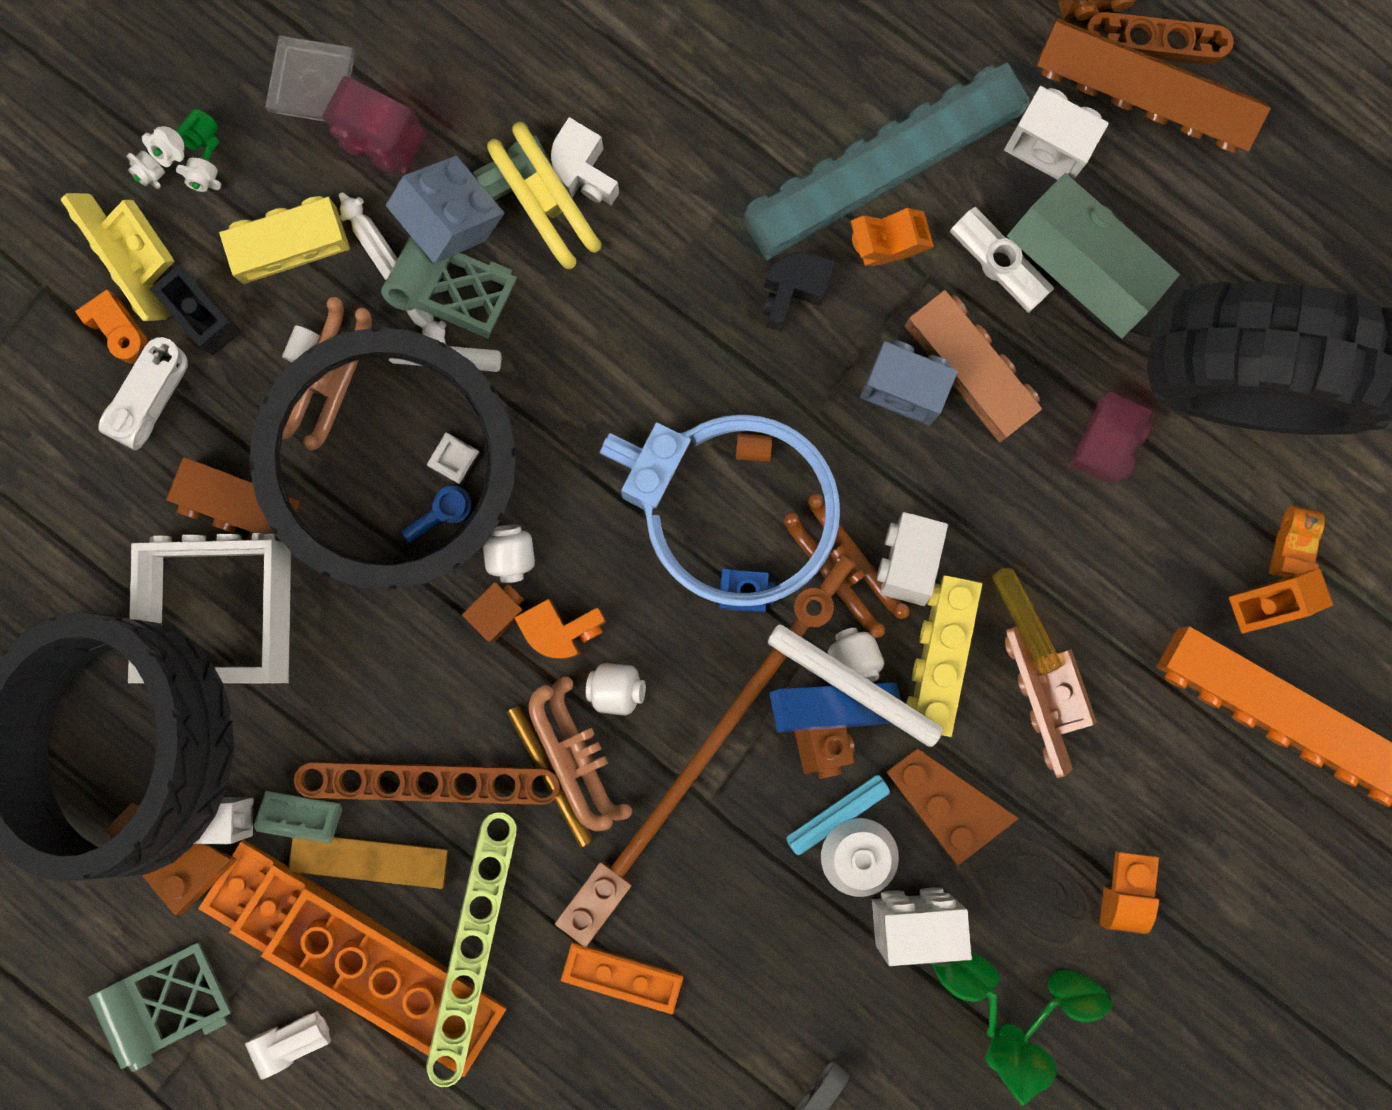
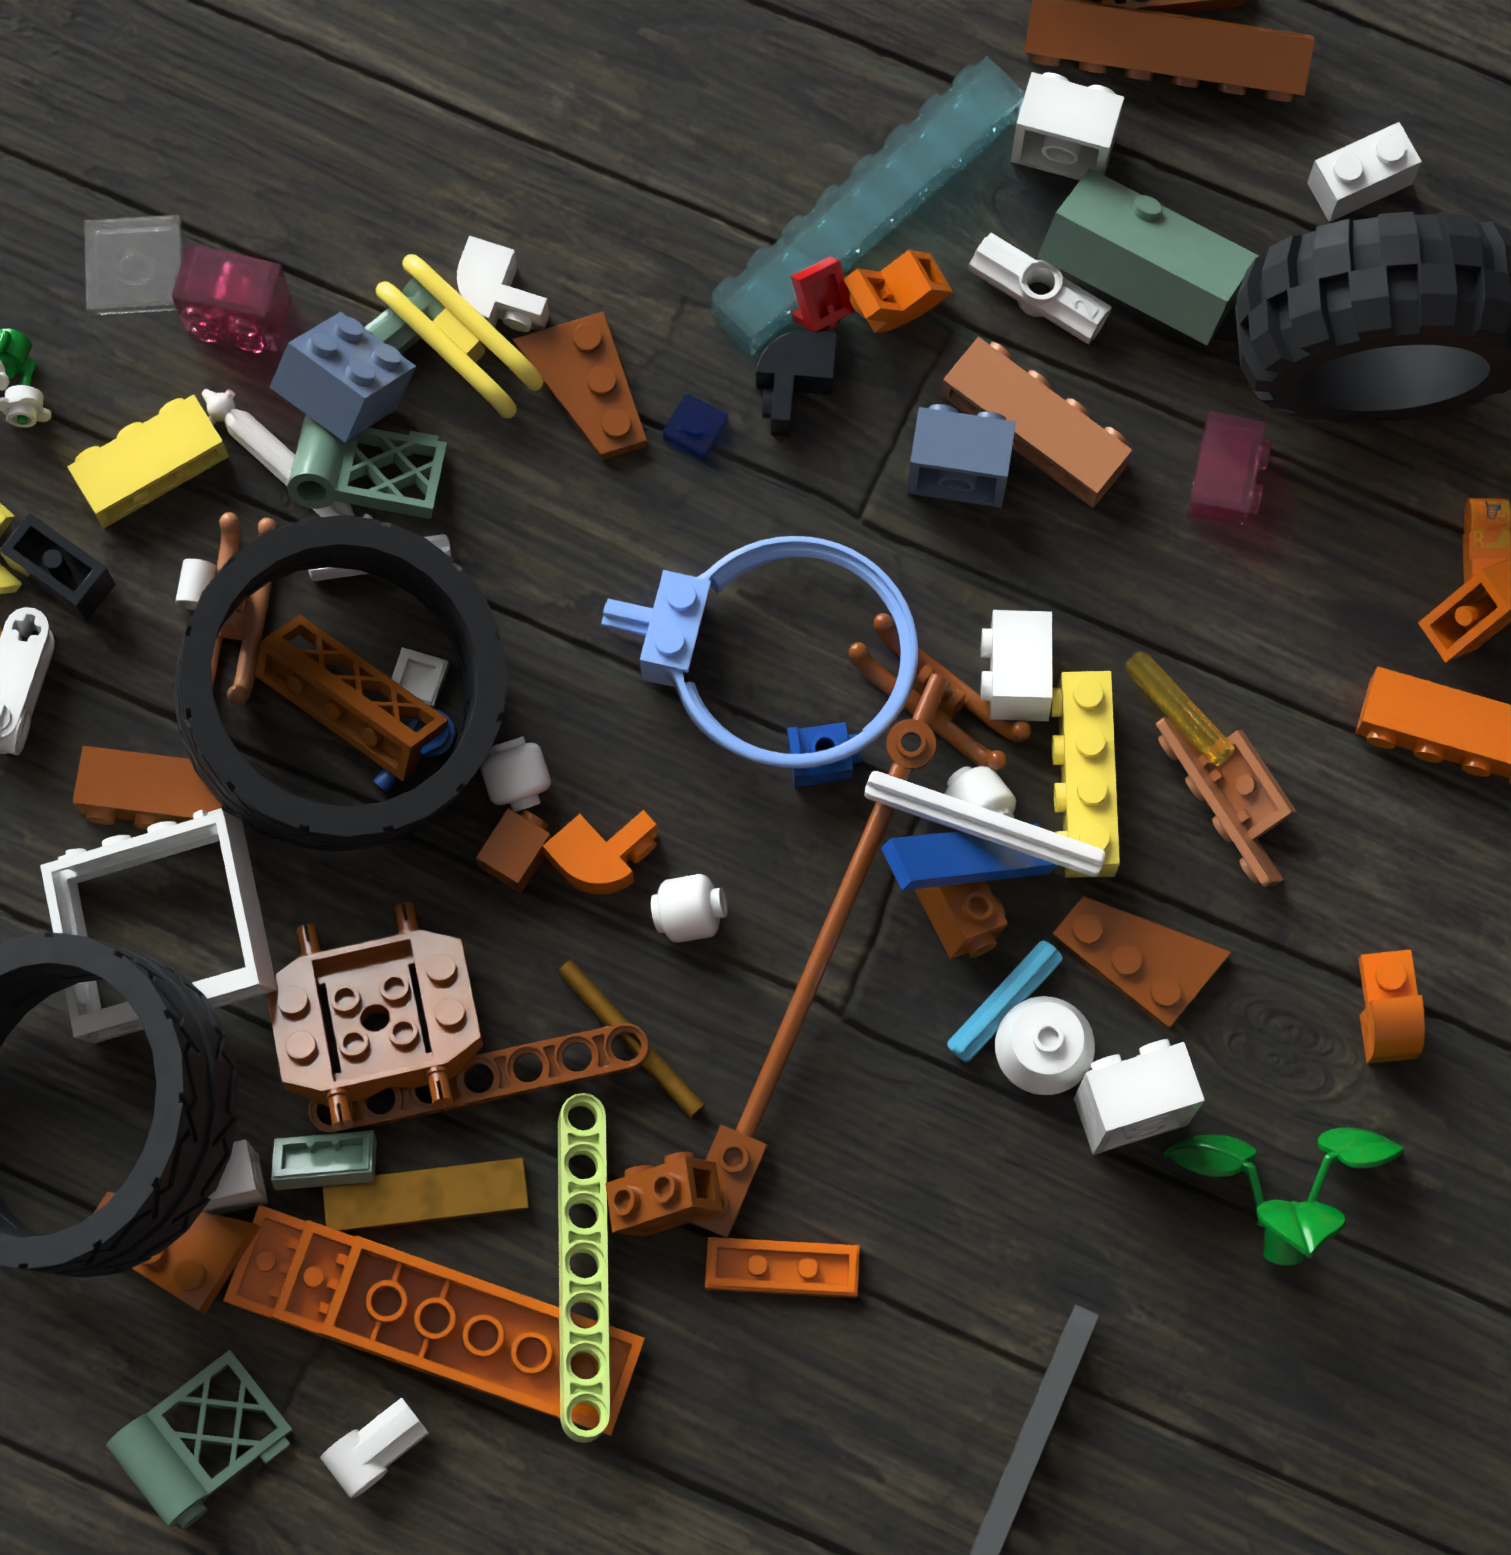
camera: 15 degrees left, 10 degrees down
(352, 689) = (369, 981): none -> piece
(385, 470) = (339, 701): none -> dark orange fence
(543, 912) = (663, 1195): none -> dark orange brick
(574, 757) = (656, 1000): nougat piece -> none
(636, 252) = (588, 382): none -> dark orange wing
(710, 307) = (695, 426): none -> clear blue plate
(754, 447) = (790, 579): dark orange hinge -> none
(830, 229) = (821, 296): none -> red bracket
(1279, 223) = (1364, 172): none -> white brick

